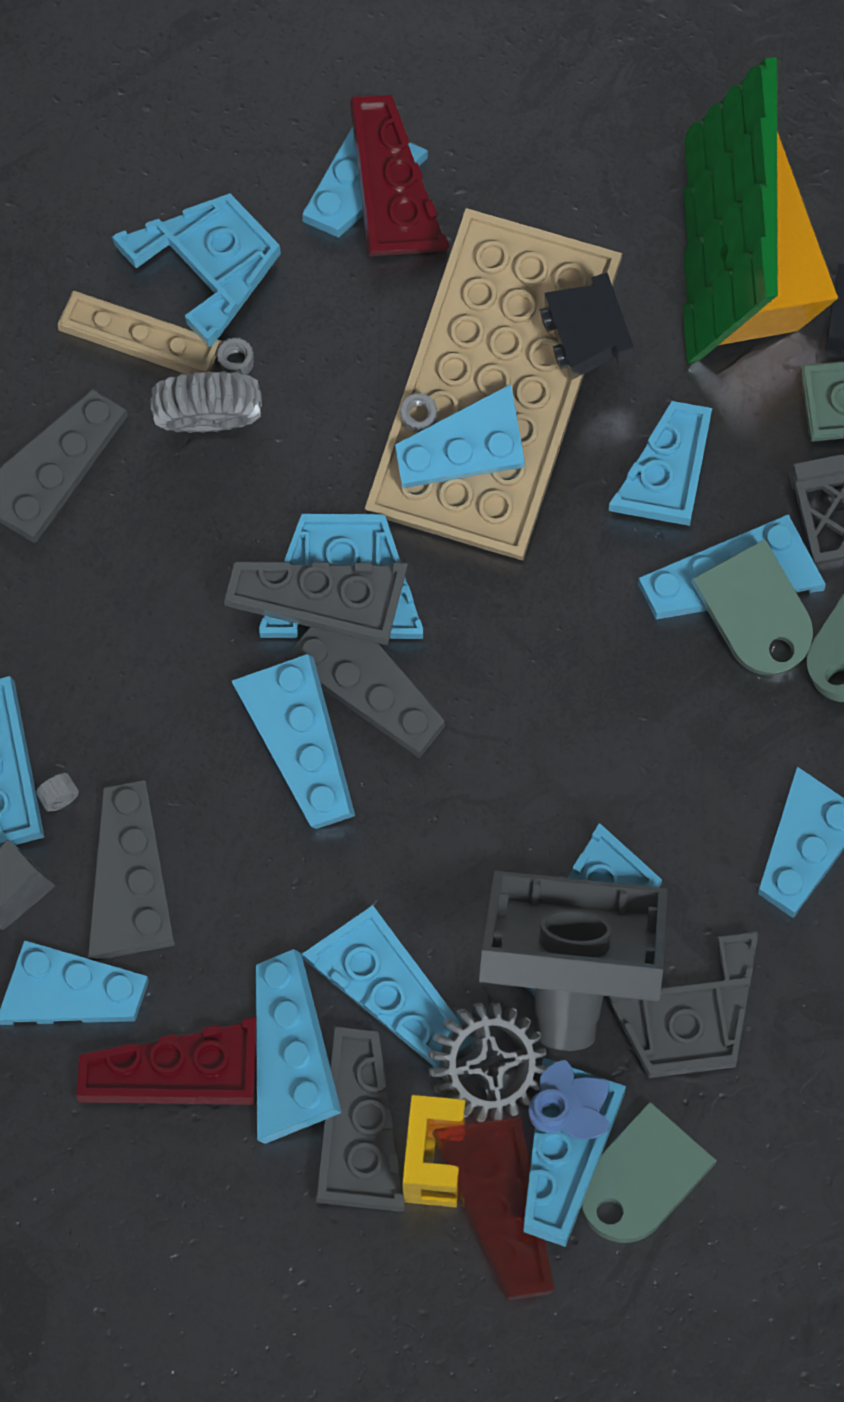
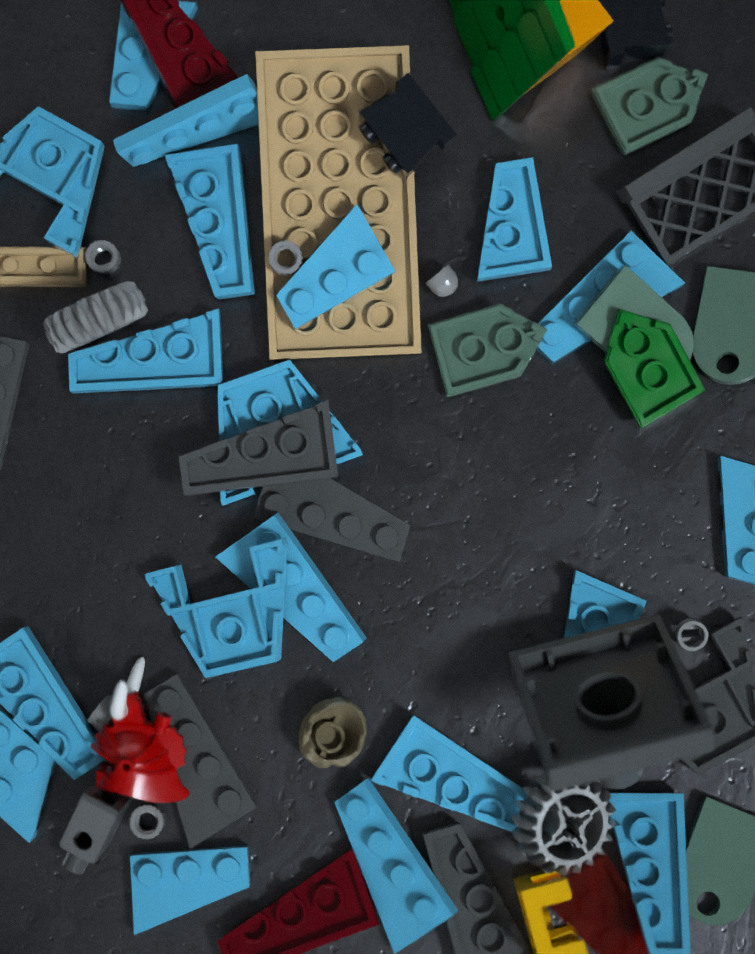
camera: 25 degrees left, 15 degrees up
(56, 928) = (147, 808): none -> light grey axle
(82, 835) = (141, 752): none -> red helmet
(225, 753) = (234, 628): none -> medium azure wing
(261, 474) = (162, 358): none -> medium azure wing
(282, 892) = (332, 733): none -> dark tan hair
(368, 351) = (215, 203): none -> medium azure wing
(386, 259) = (194, 123): none -> medium azure wing
(573, 497) = (443, 282): none -> light grey hinge
(574, 1100) = (651, 827): medium blue plate -> none
(589, 574) = (483, 347): none -> sand green tile
(700, 922) = (691, 642): none -> light grey hinge
(753, 649) = (649, 367): none -> green tile

